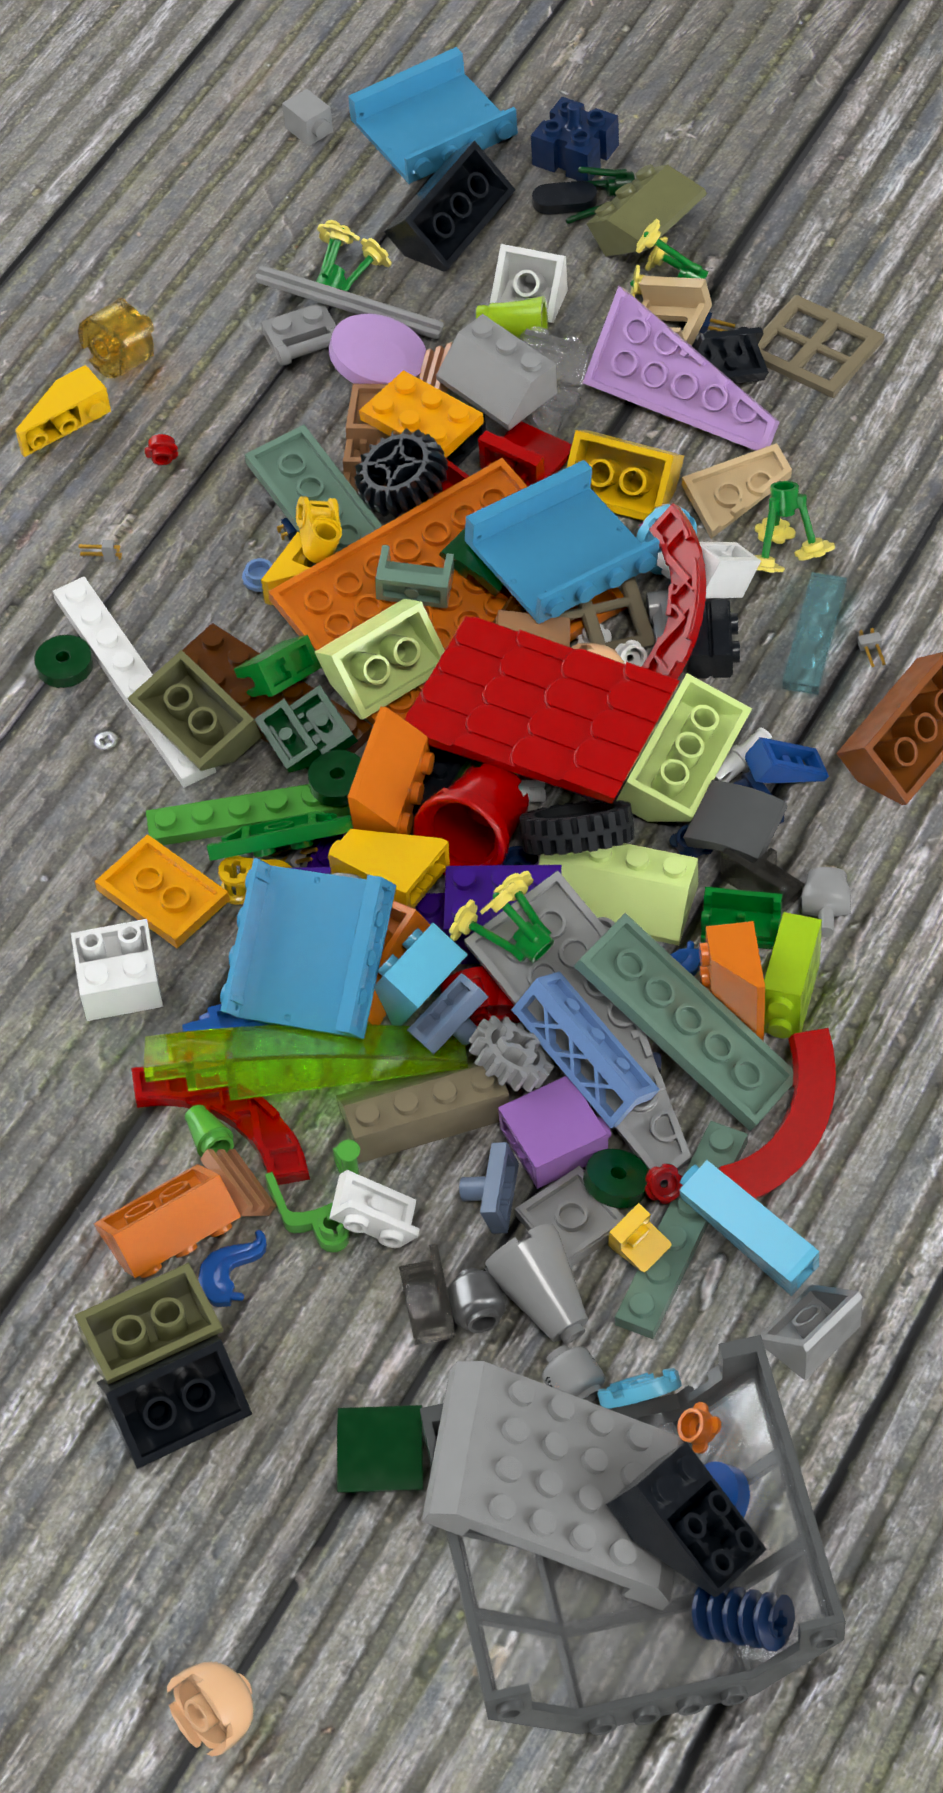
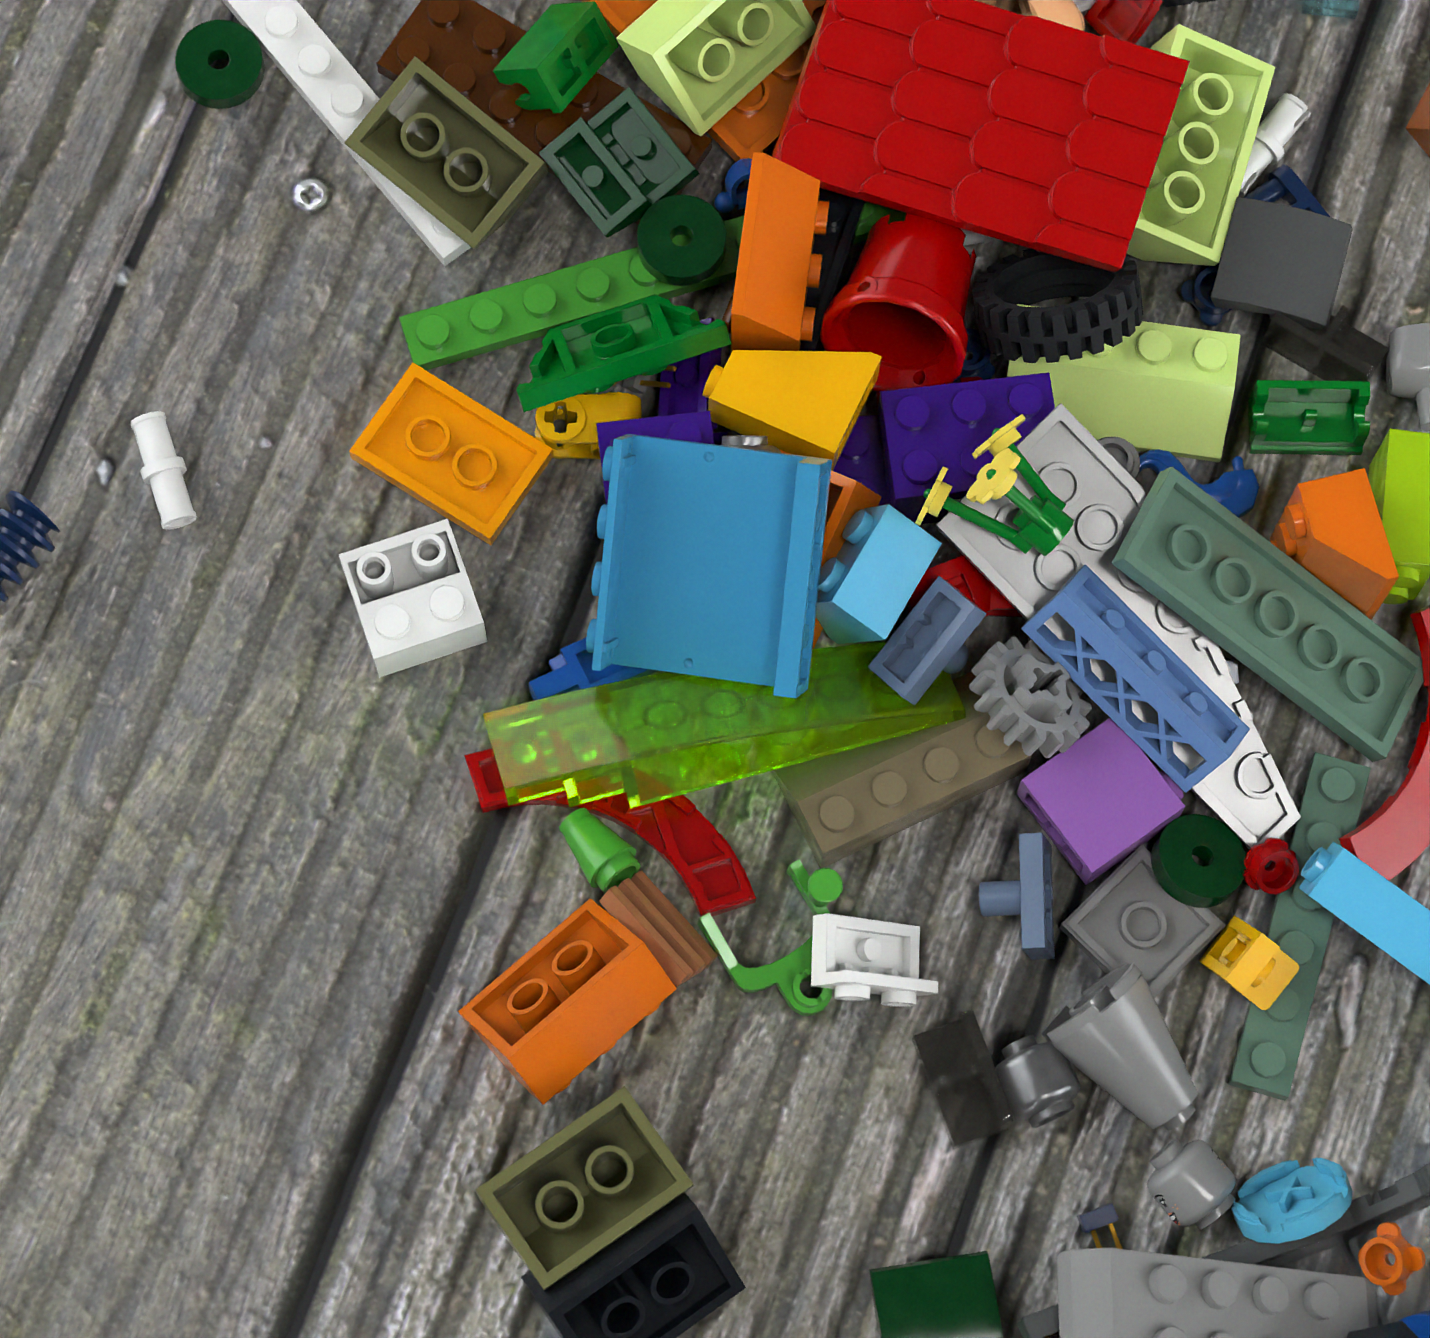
camera: 15 degrees left, 20 degrees up
(216, 1269) = (650, 1065): blue piece -> none
(782, 762) = (1325, 151): blue slope -> none

